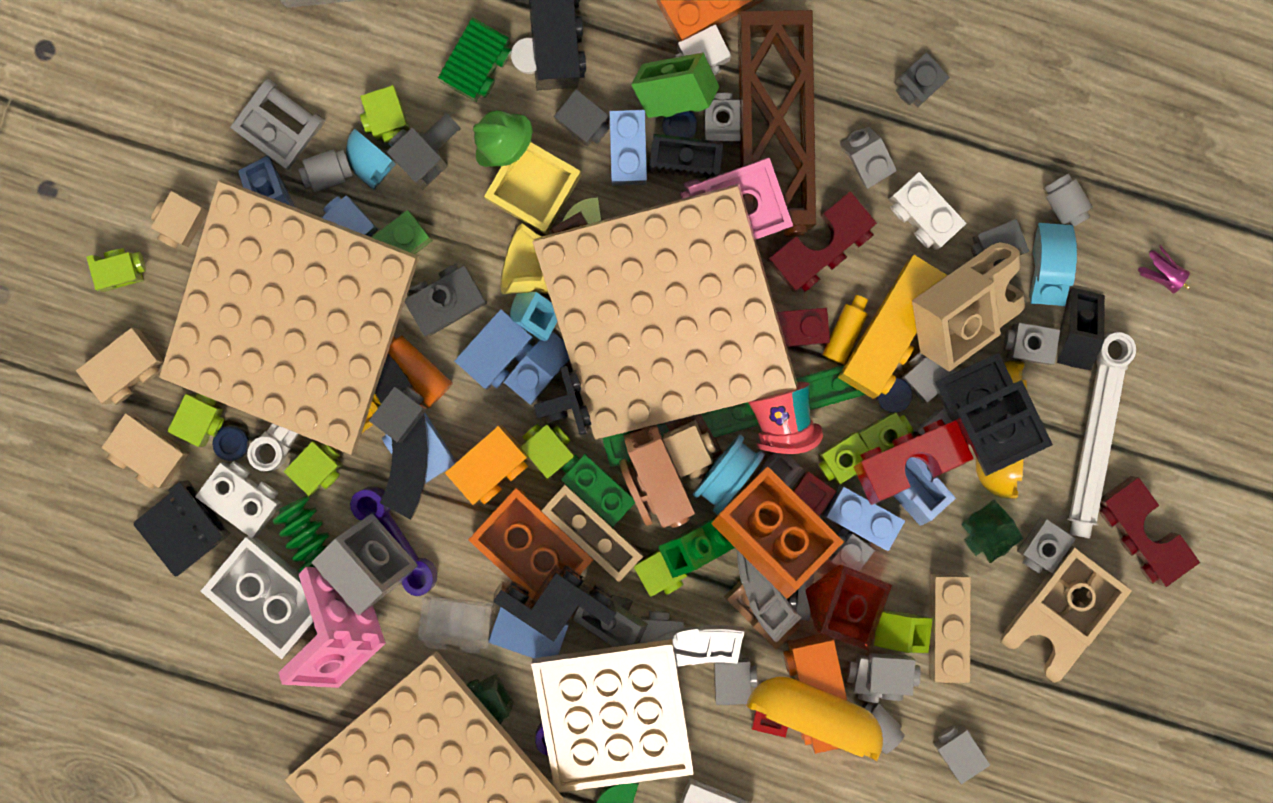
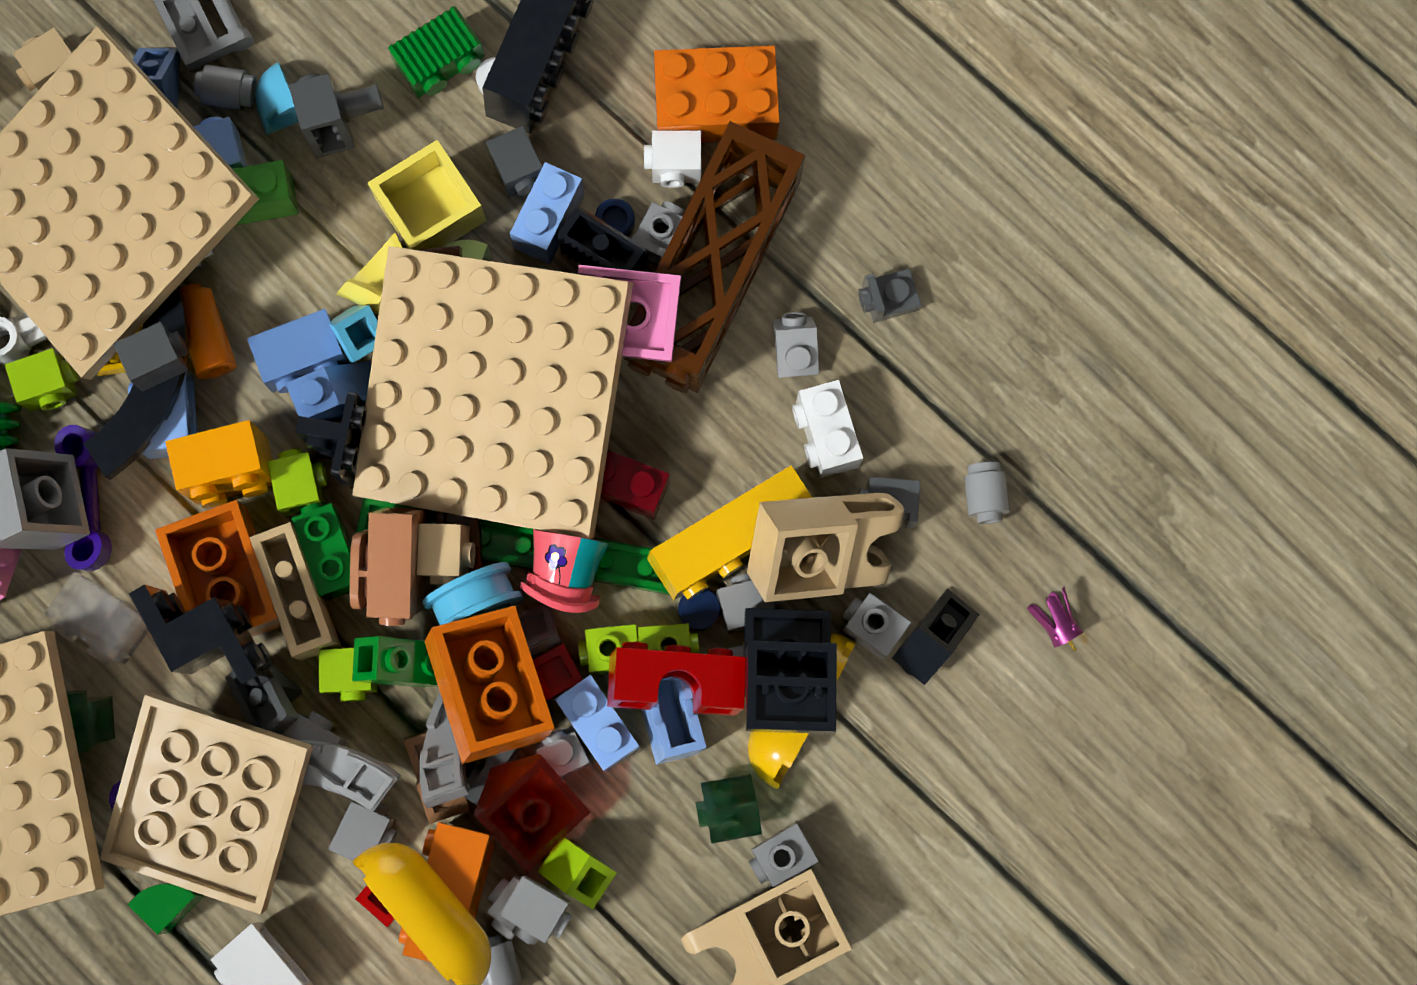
camera: 20 degrees right, 10 degrees down
(383, 113) = (316, 54): lime brick -> none
(444, 300) = (274, 276): dark grey brick -> none
(501, 138) = (417, 132): bright green piece -> none
(521, 638) = (148, 663): medium blue brick -> none
(675, 85) = (627, 170): bright green brick -> none
(846, 330) = (682, 513): yellow cylinder -> none
(848, 225) = (669, 422): dark red arch -> none
(950, 628) = (630, 895): tan brick -> none
(1054, 264) = (937, 551): medium azure brick -> none
(1099, 434) = (900, 761): white piece -> none
(1127, 509) = (905, 937): dark red arch -> none

